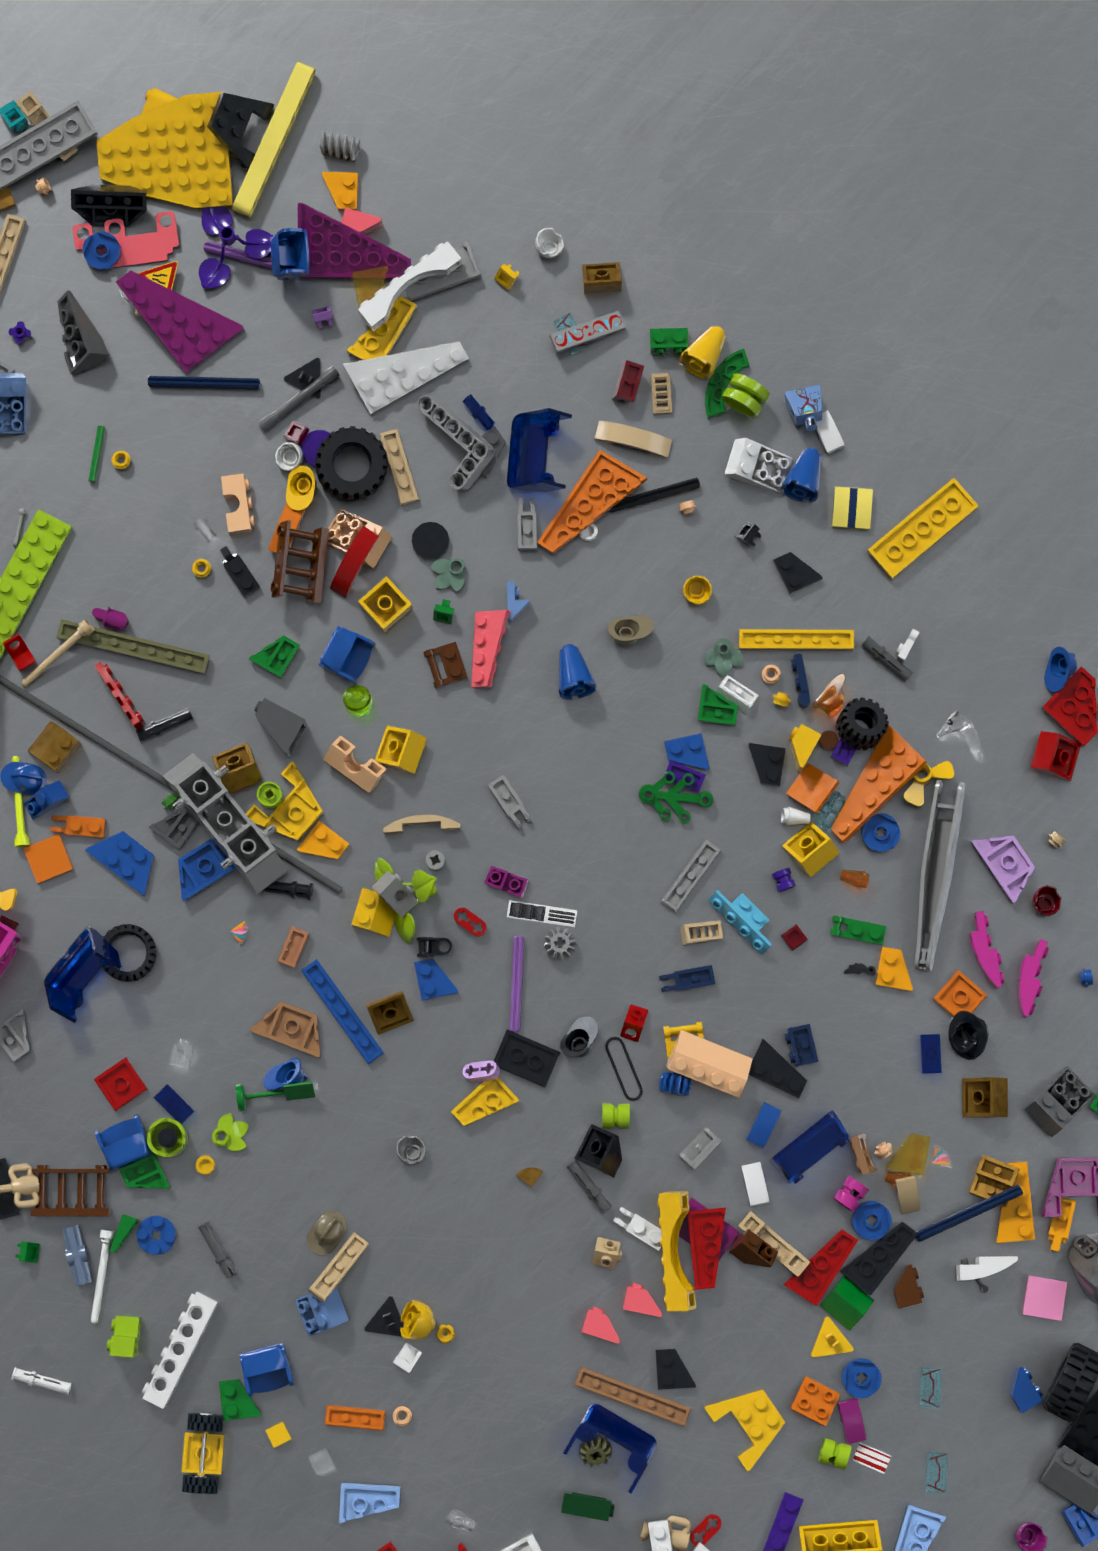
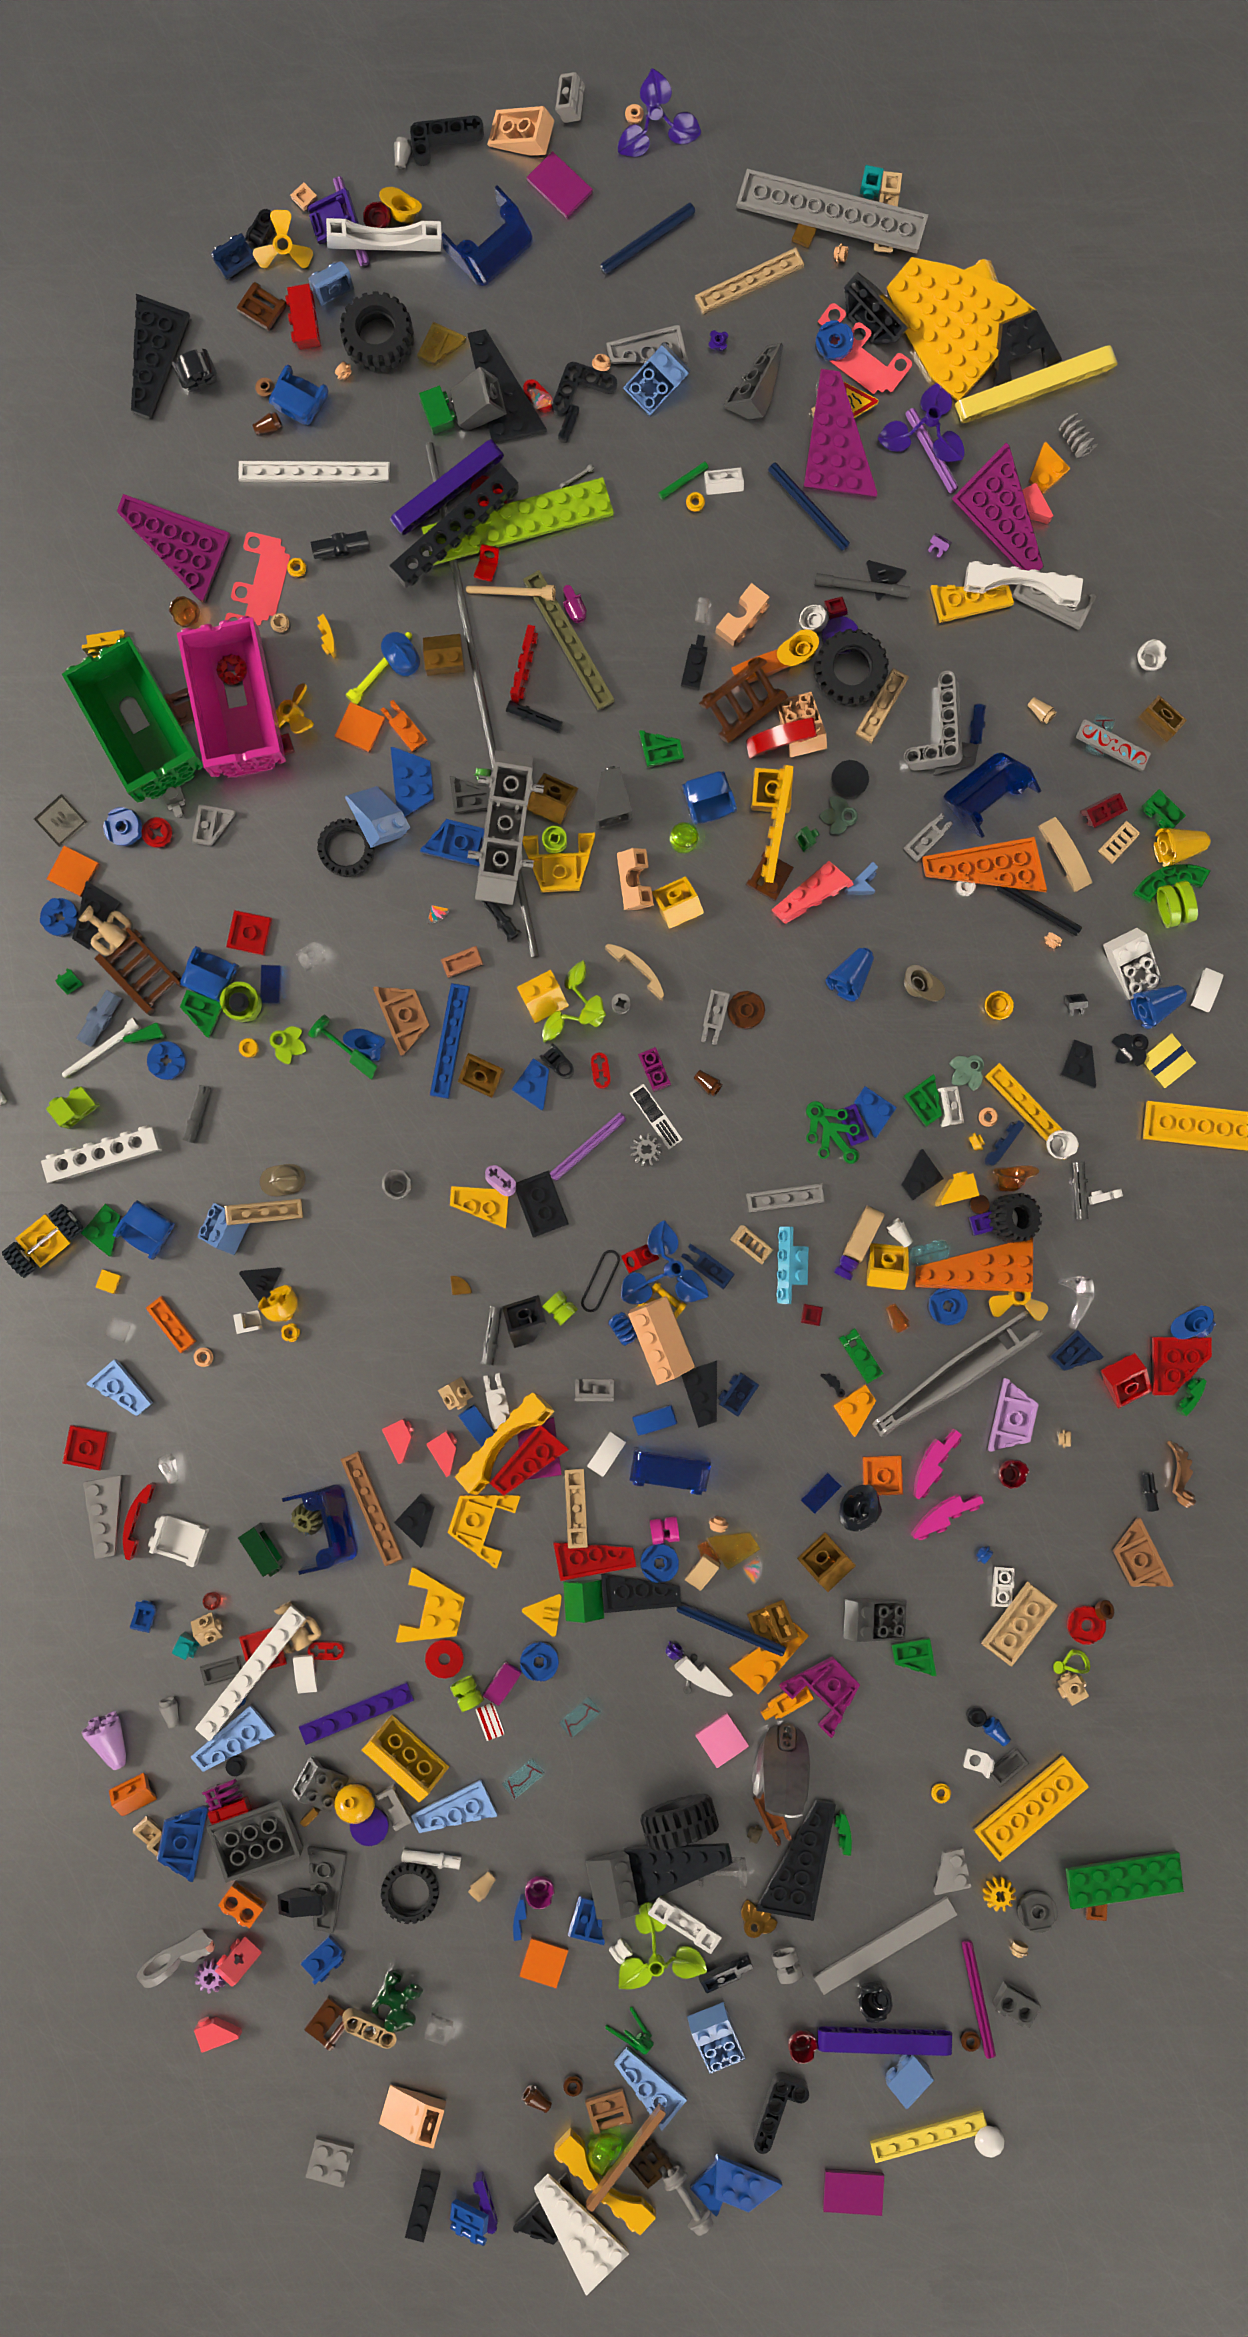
camera: 45 degrees right, 5 degrees up
(46, 799) = (400, 684): blue slope -> none
(76, 970) = (296, 823): clear blue windscreen -> none
(125, 425) = (724, 481): none -> white slope
(127, 907) = (377, 816): none -> medium blue slope
(201, 562) = (672, 629): yellow plate -> none
(290, 253) = (963, 473): blue piece -> none
(323, 842) = (557, 911): light orange wing -> none
(368, 282) = (997, 552): clear yellow wing -> none
(388, 886) = (568, 1007): light grey brick -> none
(394, 375) = (944, 636): white wing -> none
(419, 630) = (778, 815): none -> yellow plate
(506, 276) = (1097, 648): yellow tile -> none
(514, 357) = (1042, 710): none -> tan cone
(526, 774) = (746, 1010): none -> reddish brown tile
(553, 852) = (708, 1083): none -> reddish brown cone
(579, 1037) = (591, 1228): black piece -> none
(643, 1259) = (476, 1424): none -> blue slope
(690, 1007) = (690, 1286): none -> blue plant
(712, 1329) = (473, 1520): none -> yellow wing
(753, 1250) = (557, 1498): reddish brown slope -> none
(771, 844) = (863, 1234): none -> tan beam
(805, 406) = (1211, 955): medium blue torso -> none
(805, 1447) = (444, 1670): none -> red tile
(812, 788) = (933, 1225): orange tile -> none
(815, 1401) = (491, 1643): orange hinge -> none
(818, 528) = (1128, 1050): none -> black plate
(840, 640) = (1062, 1144): none -> white hair
(864, 1160) = (703, 1506): medium nougat plate -> none
(906, 1289) = (633, 1635): reddish brown slope -> none
(946, 1270) = (674, 1651): none -> dark purple plate
(1000, 773) = (1075, 1352): none -> dark blue wing
(1023, 1391) = (639, 1788): blue slope -> none

